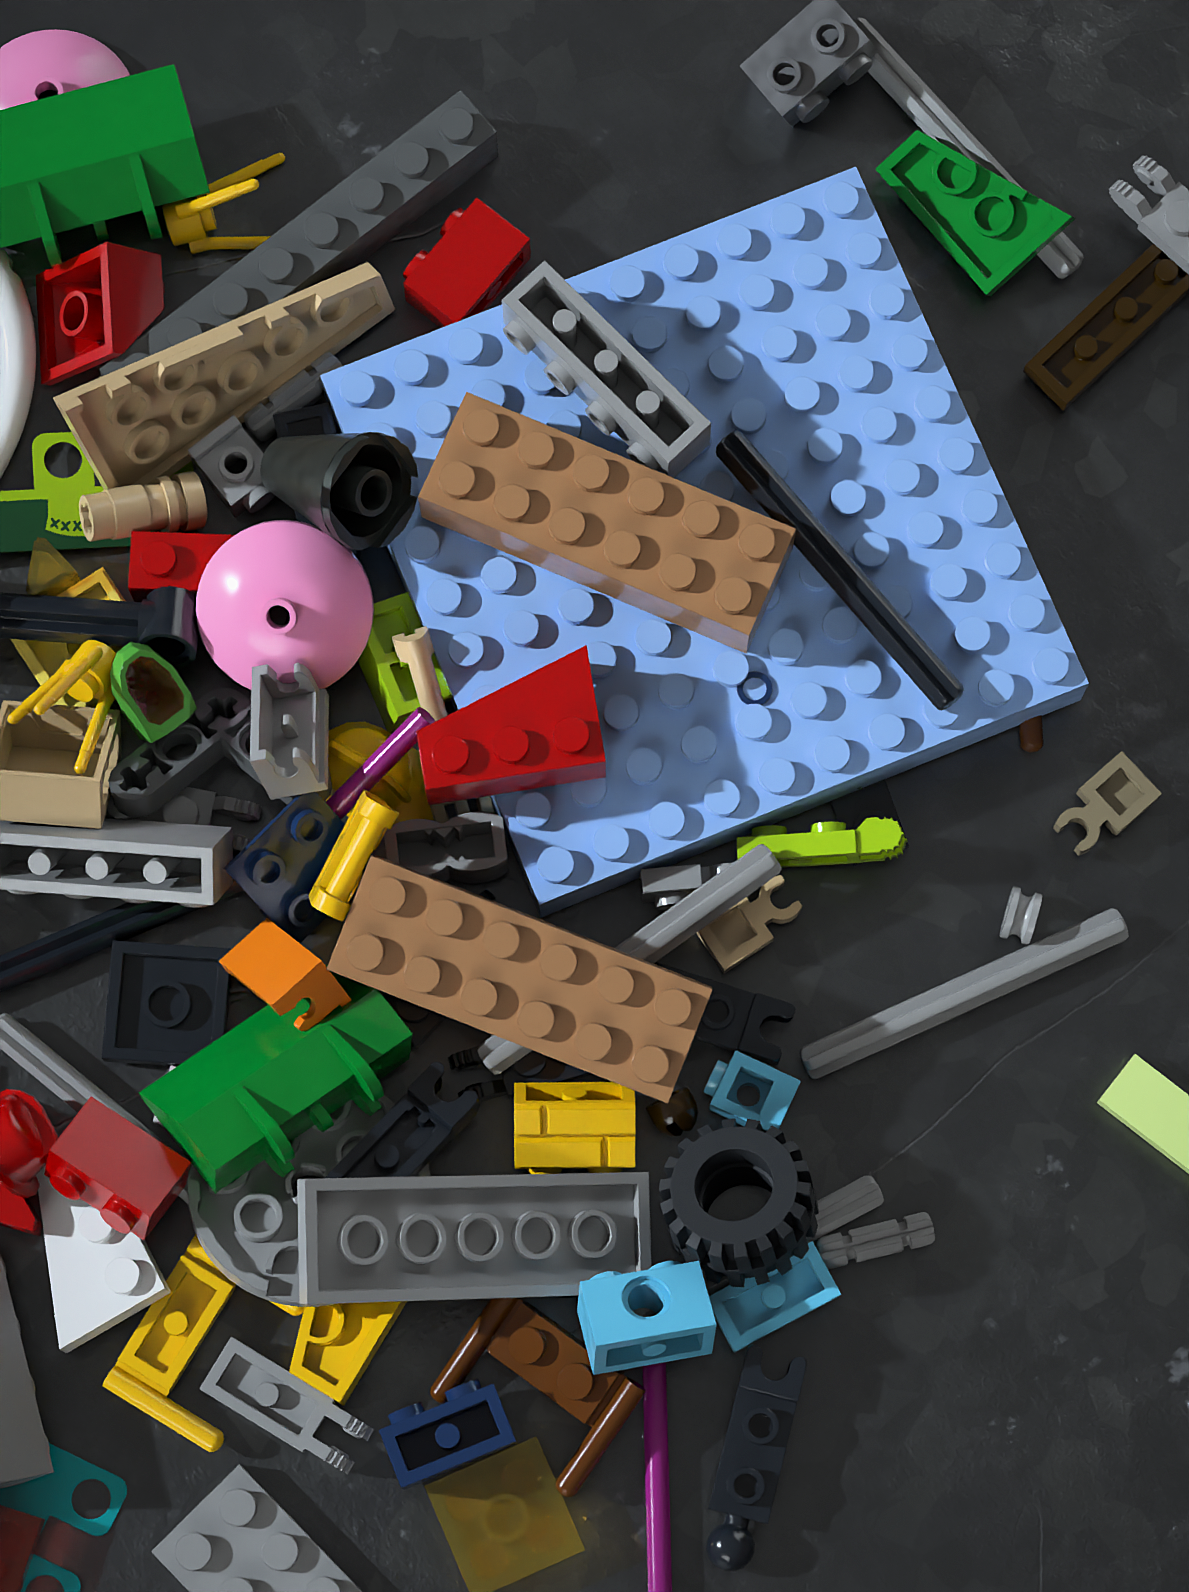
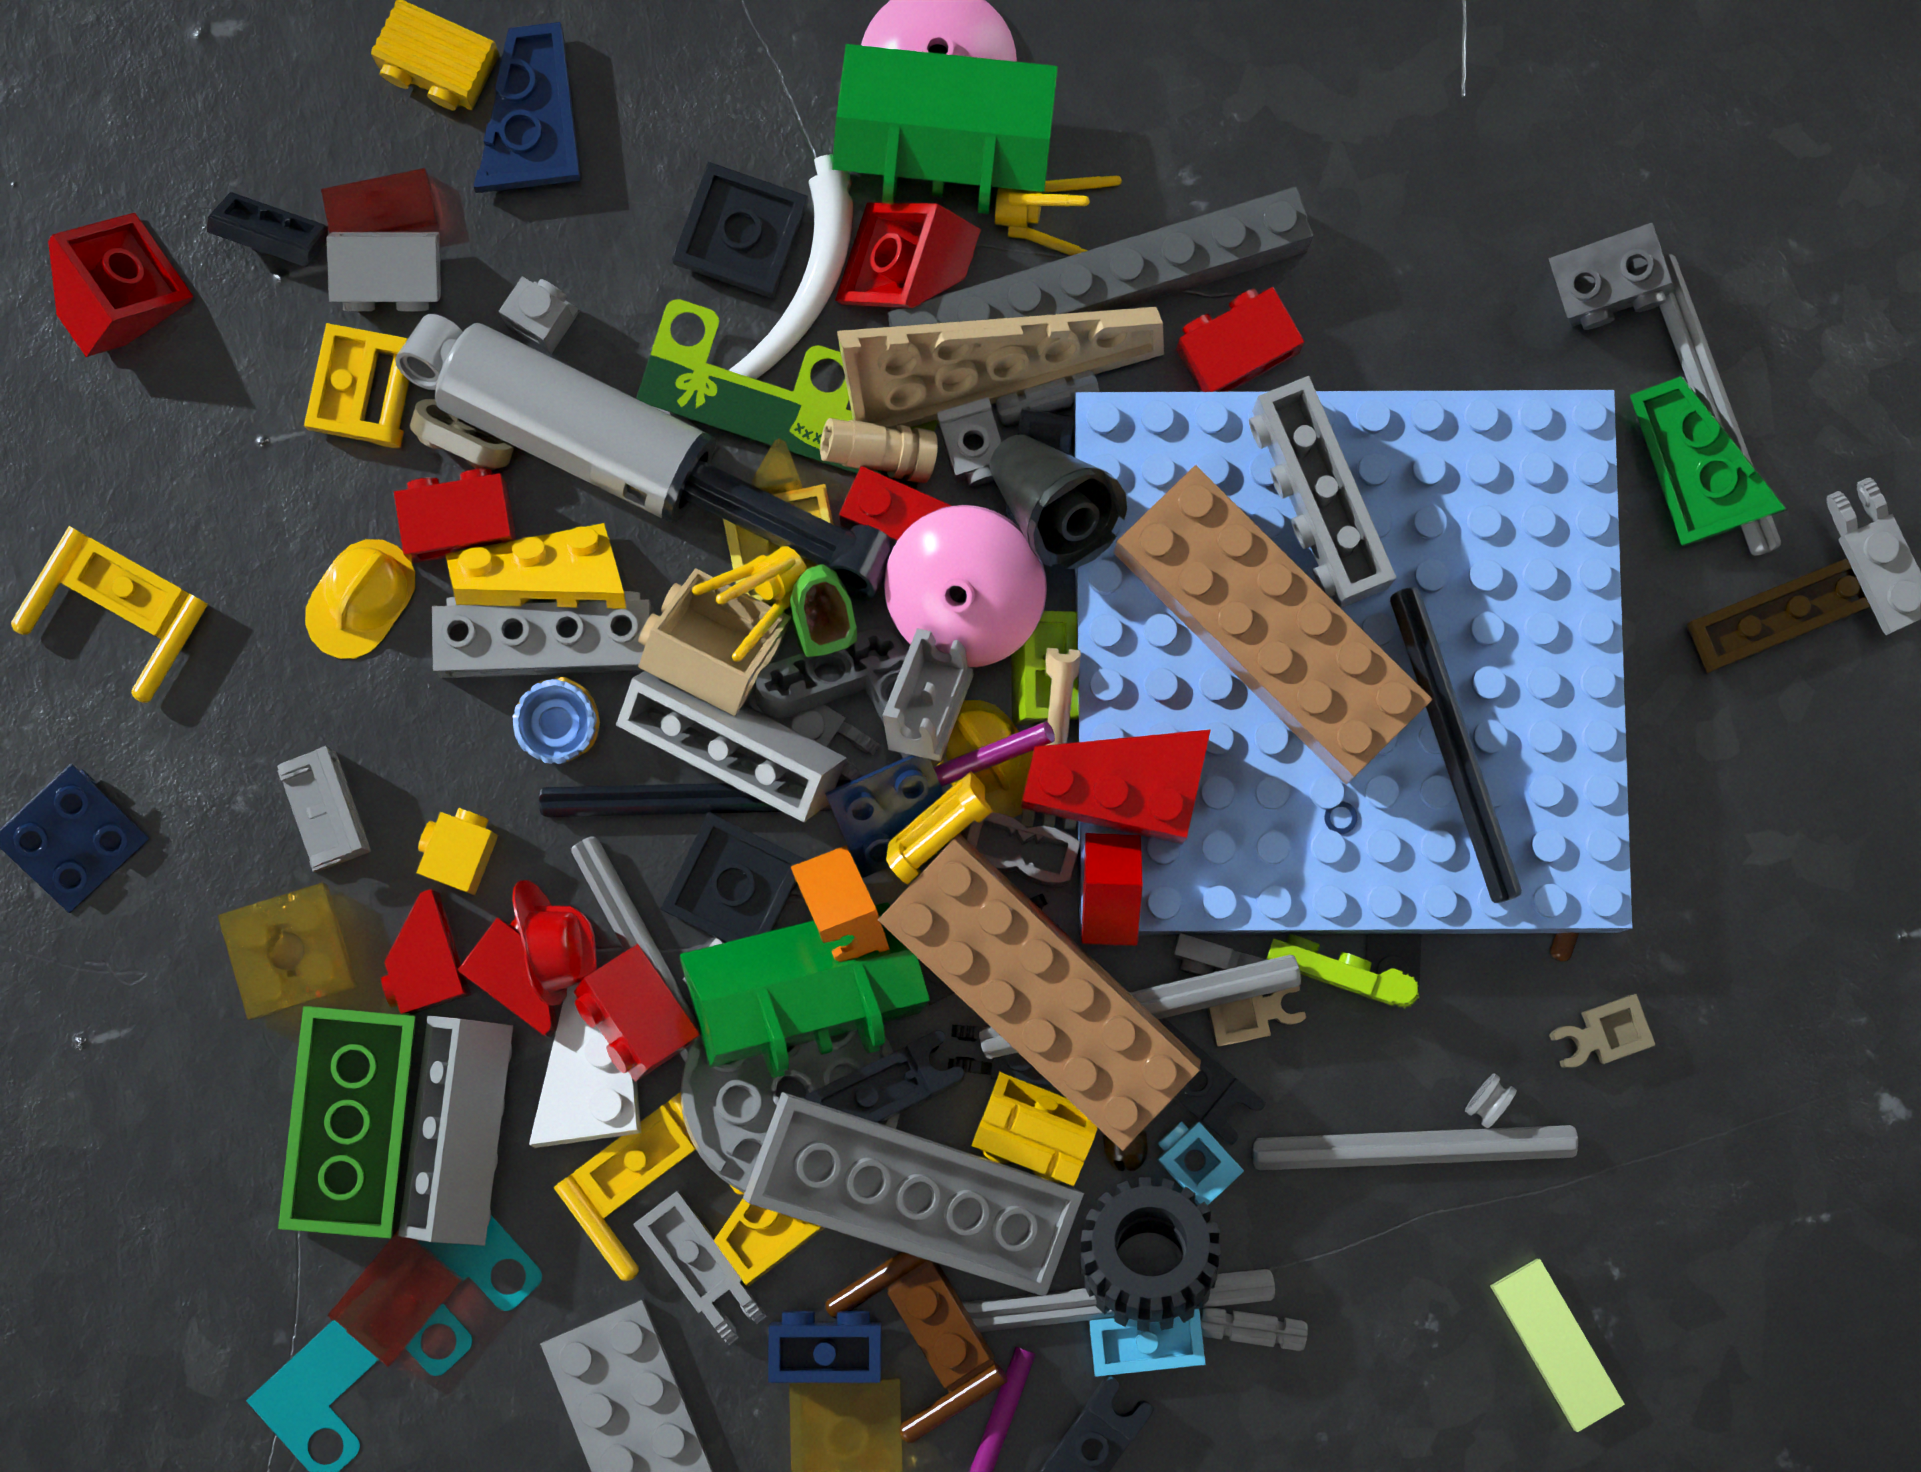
camera: 20 degrees right, 5 degrees up
(553, 849) = (1112, 889): none -> red slope
(624, 1340) = (1003, 1332): medium azure brick -> none

